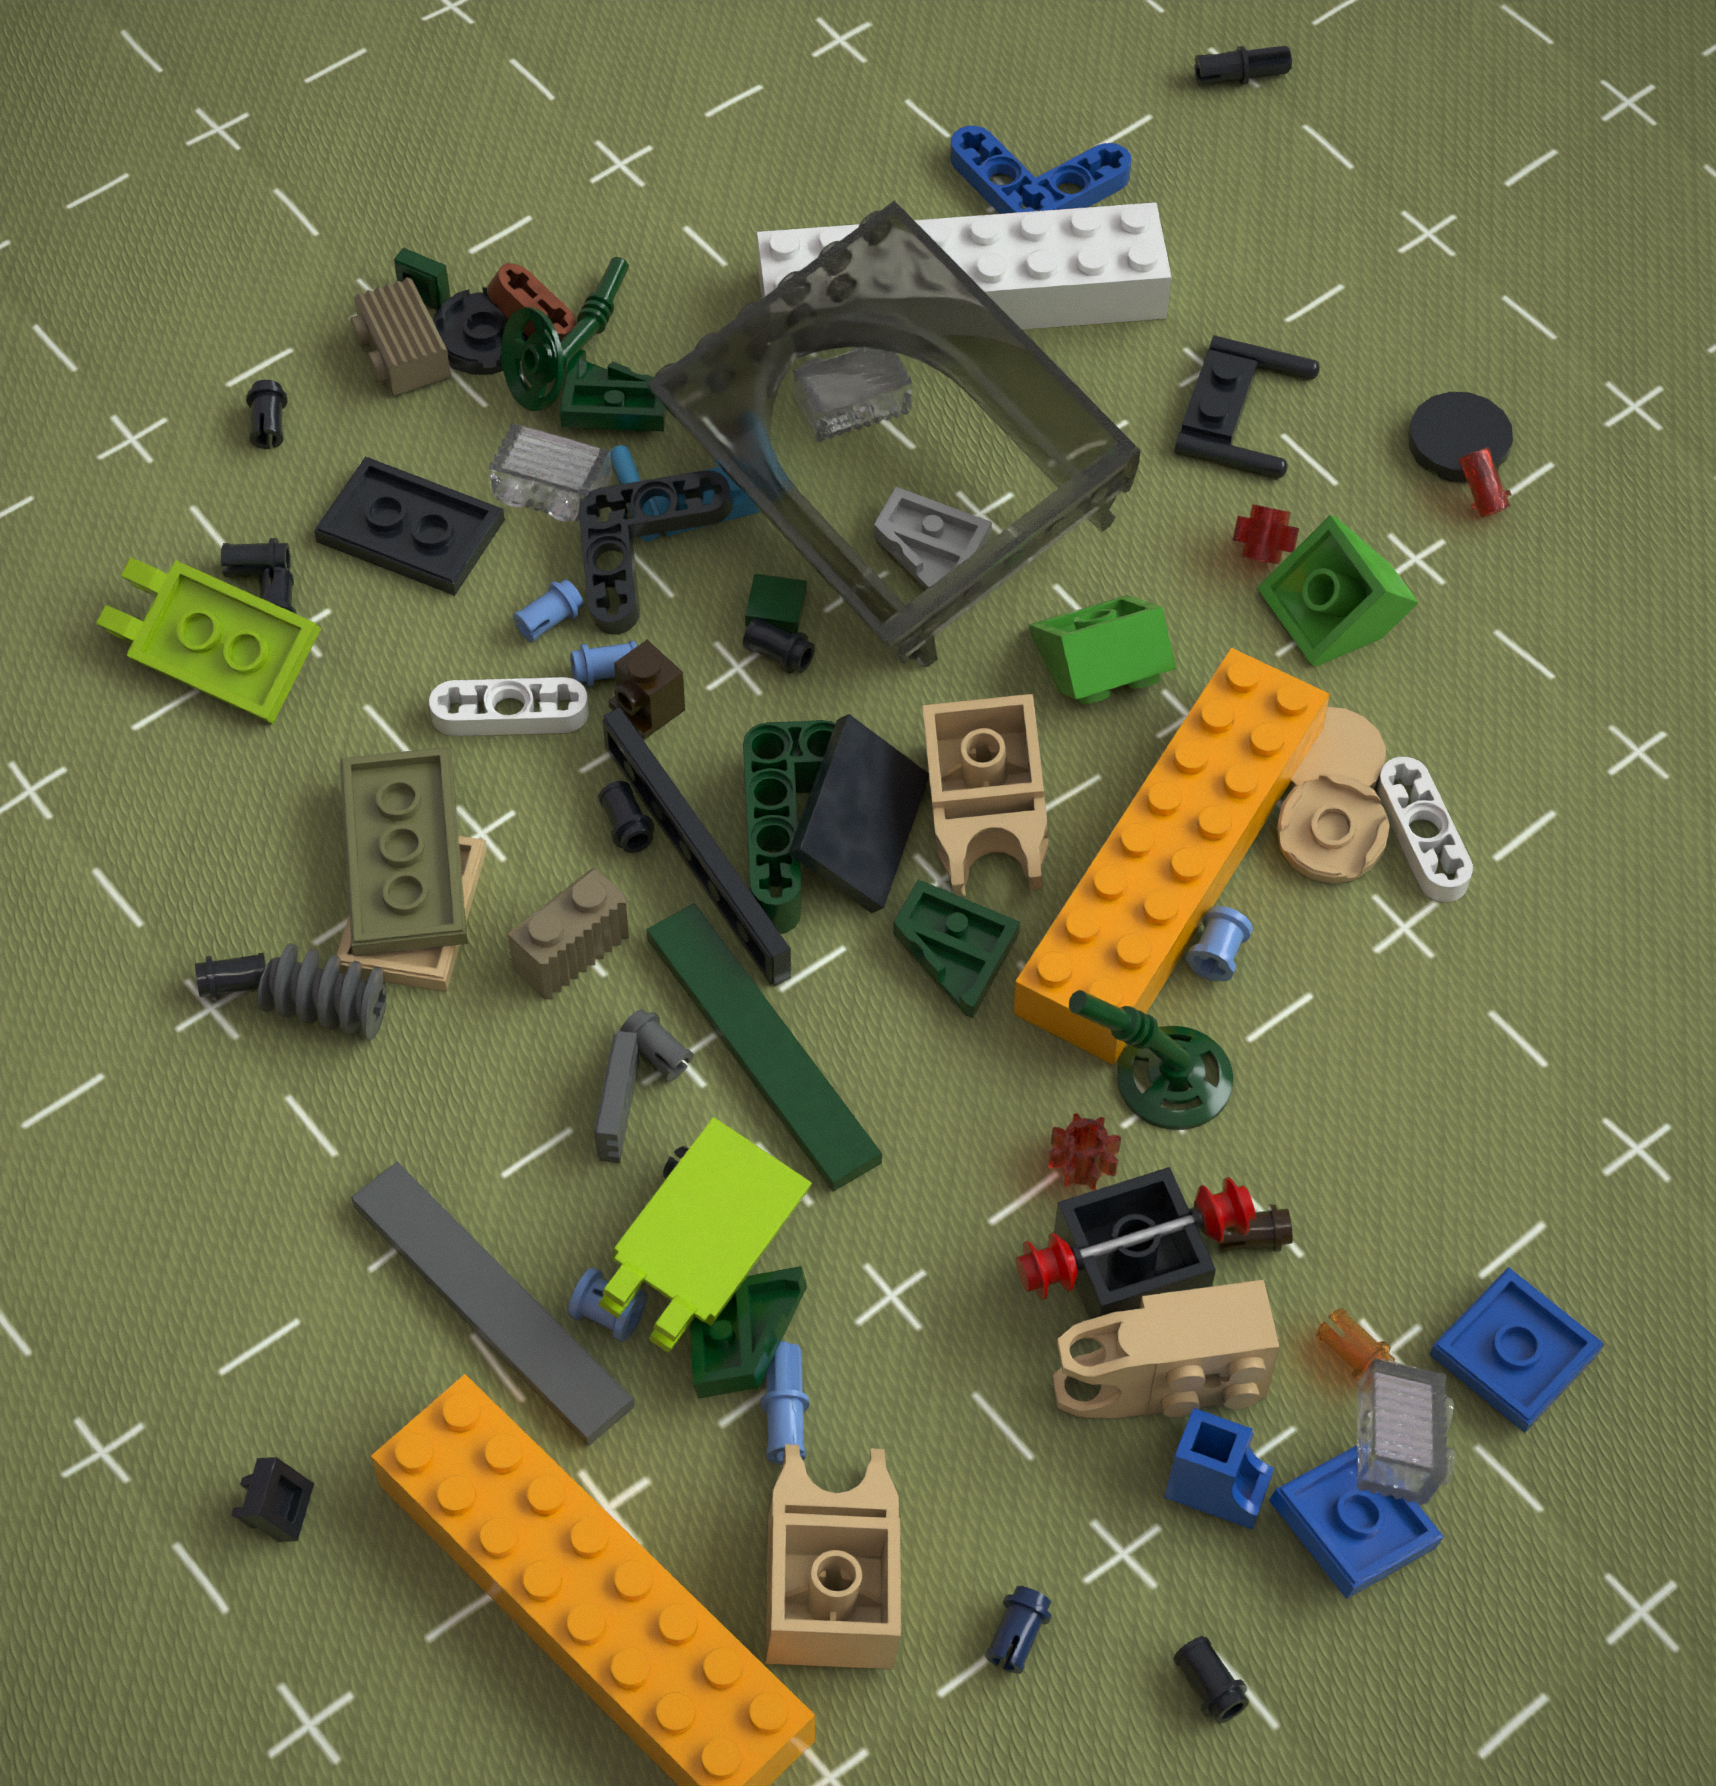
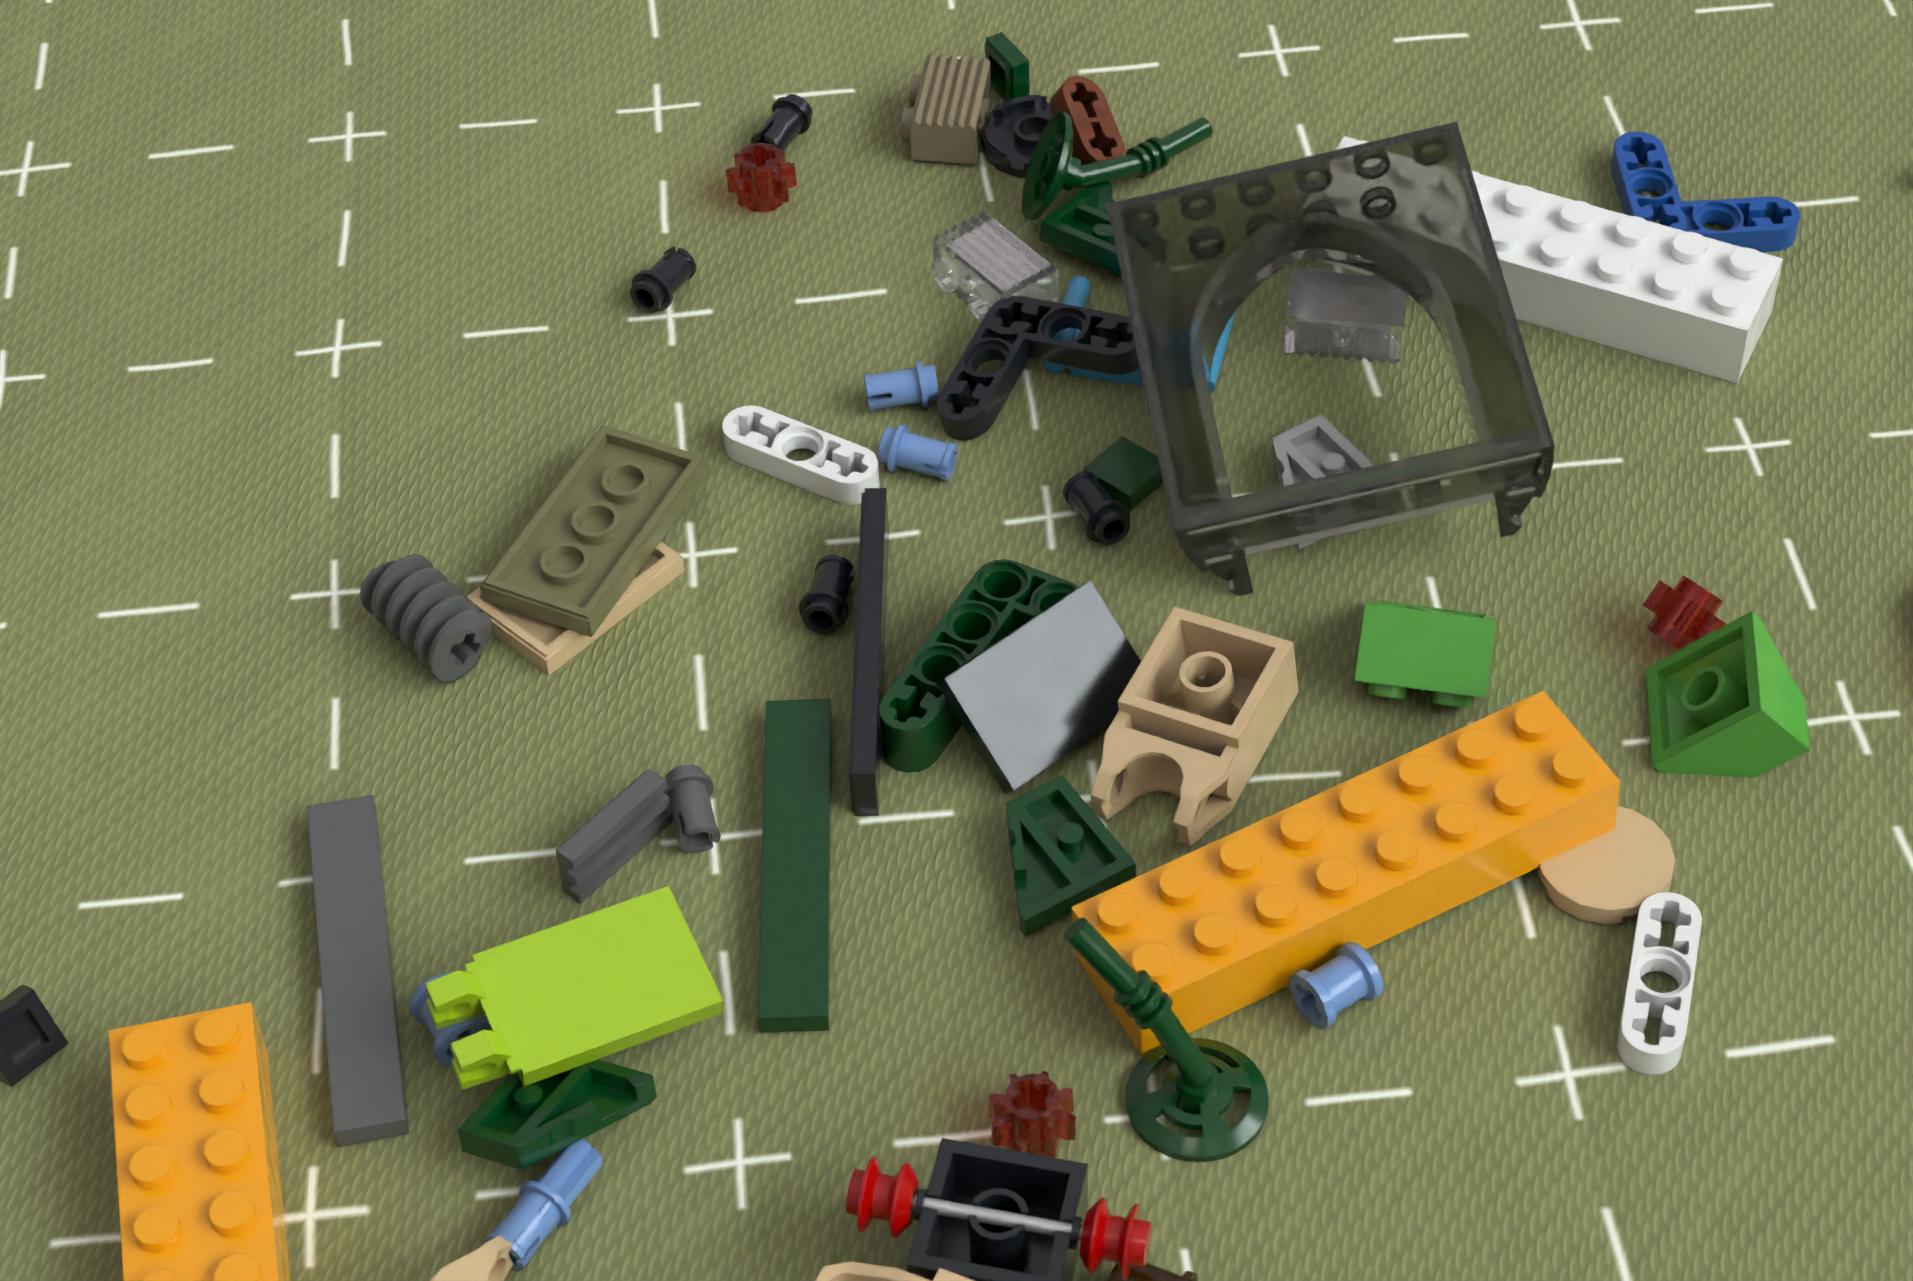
camera: 35 degrees right, 10 degrees down
(214, 637) = (581, 284): lime tile -> none
(229, 975) = (351, 563): black pin -> none
(254, 558) = (669, 233): black pin -> none
(289, 470) = (761, 177): none -> clear red gear
(409, 525) = (837, 269): black tile -> none
(569, 933) = (687, 669): dark tan brick -> none
(648, 689) = (933, 490): dark brown brick -> none
(1221, 398) = (1740, 476): black plate -> none
(1332, 828) = (1550, 932): tan tile -> none

